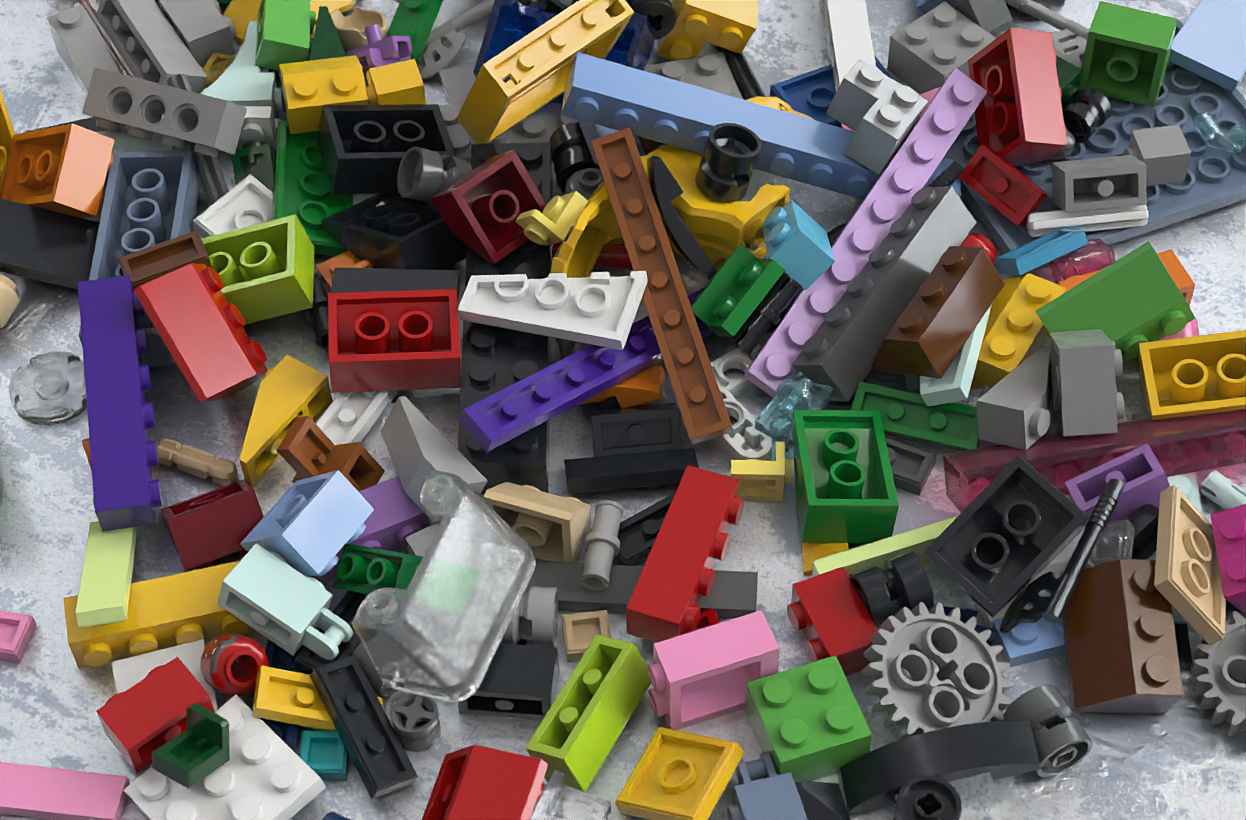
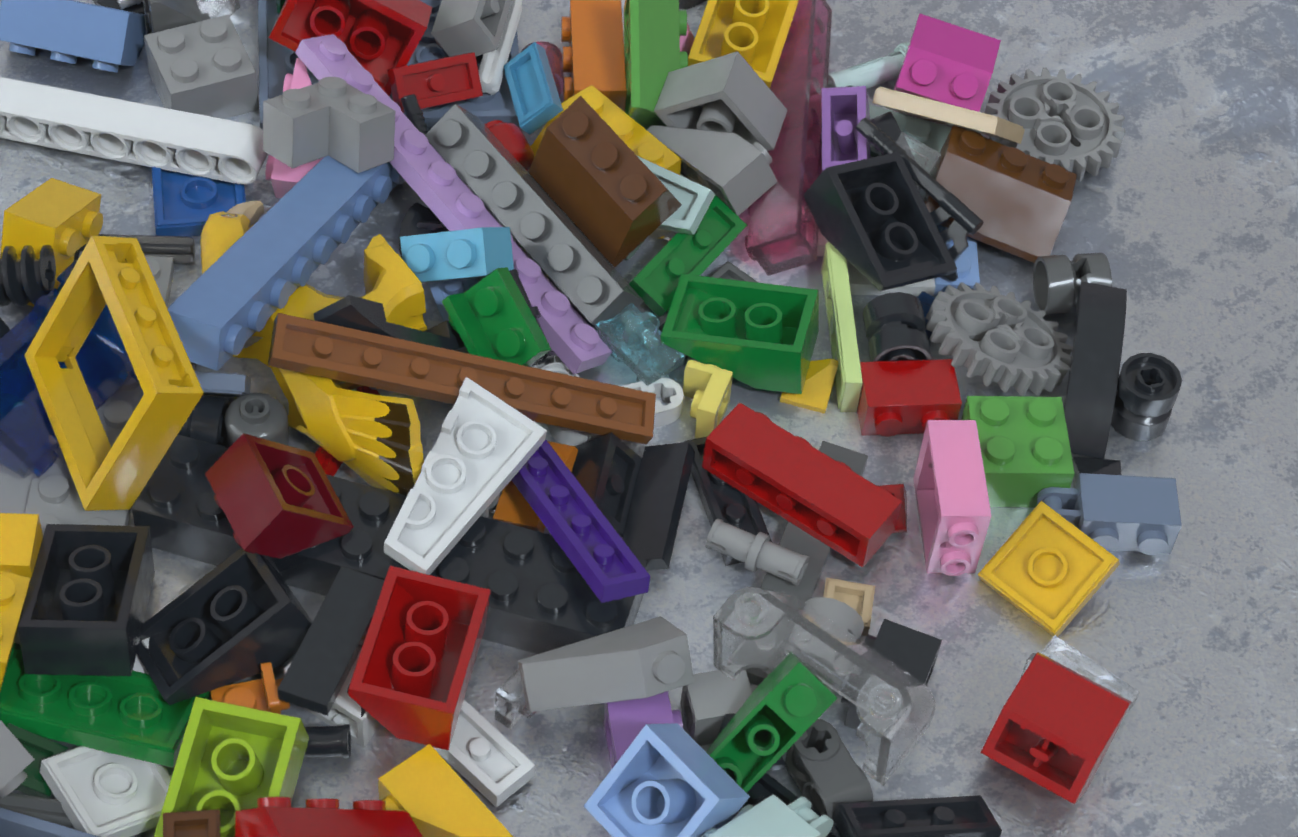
camera: 80 degrees left, 0 degrees up
(314, 454) = (557, 777): dark orange brick -> none
(410, 710) = (918, 766): dark grey wheel -> none
(427, 173) = (178, 555): dark grey wheel -> none
(547, 522) = (705, 586): tan slope -> none
(554, 221) = (330, 442): light yellow bracket -> none
(591, 711) = (963, 614): lime brick -> none
(728, 162) = (348, 256): black wheel -> none

